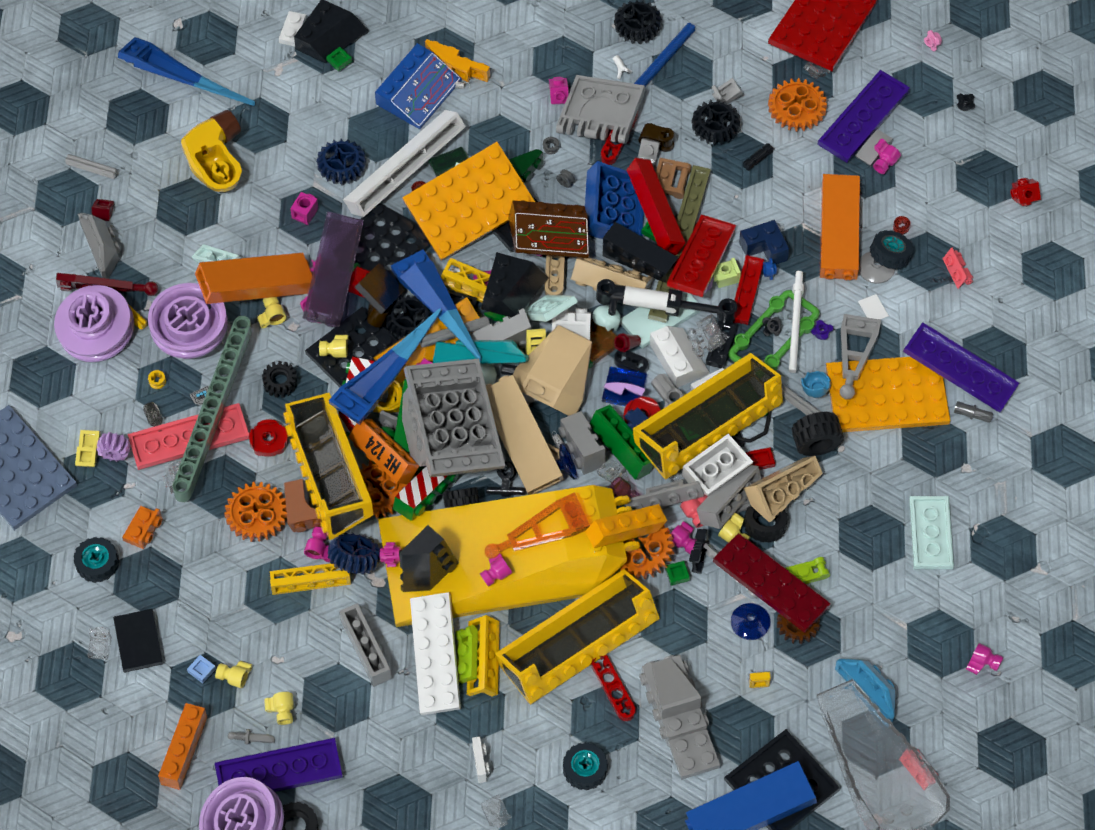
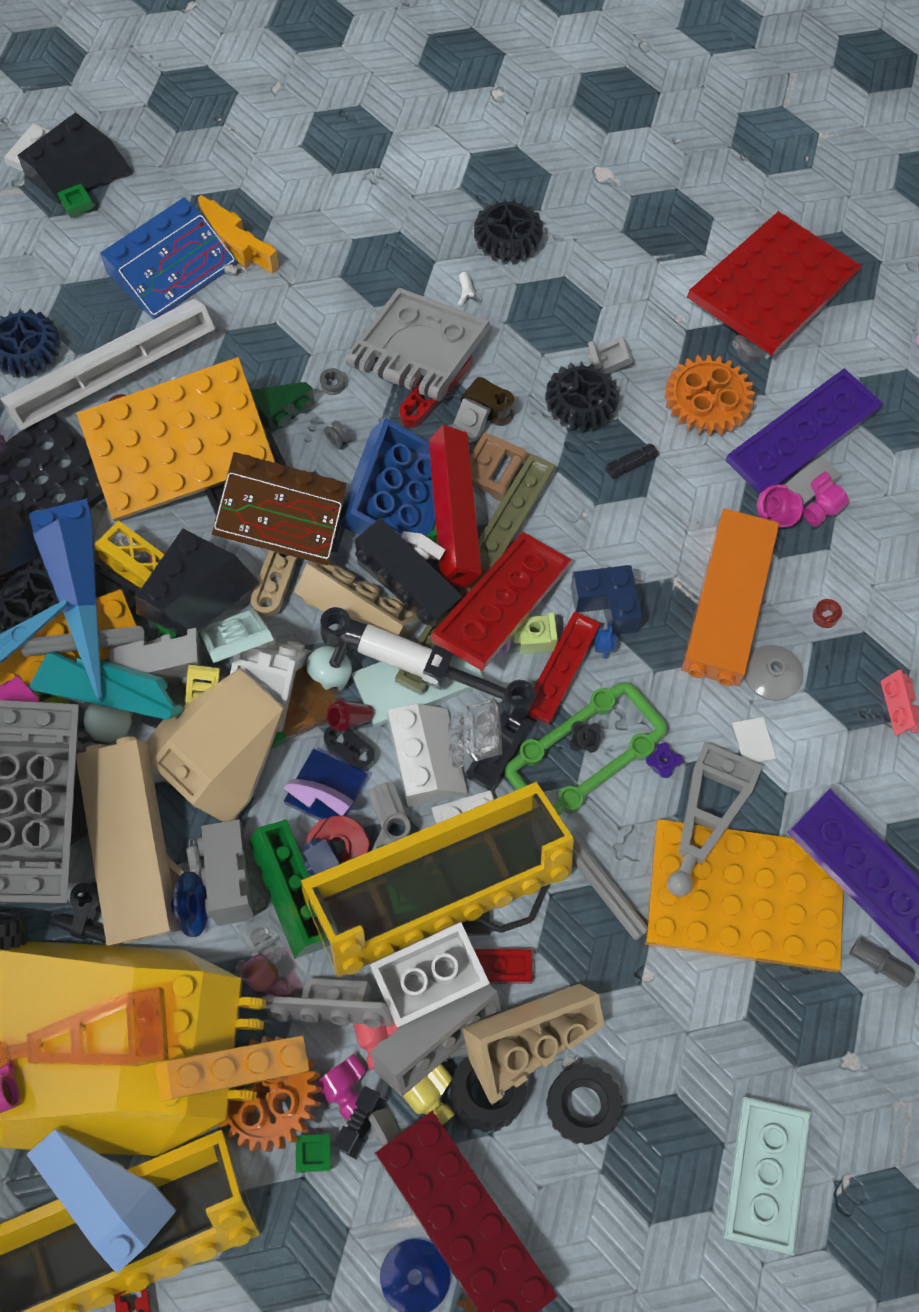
camera: 10 degrees right, 5 degrees up
(447, 160) = (165, 371): clear green tile -> none
(558, 90) = (366, 304): dark pink bracket -> none
(576, 612) = (104, 1199): none -> light blue wedge
(646, 232) = (423, 545): none -> white plate
(666, 54) = (535, 286): blue axle -> none
(798, 290) = (640, 687): white bar -> none
(805, 573) = (528, 1204): lime plate -> none
(816, 384) = (632, 854): dark azure hair -> none
(817, 433) = (612, 951): black tyre -> none
(821, 532) = (609, 1097): none -> black tyre
(858, 165) = (780, 505): none -> dark pink hair
(891, 249) = (803, 651): black wheel -> none

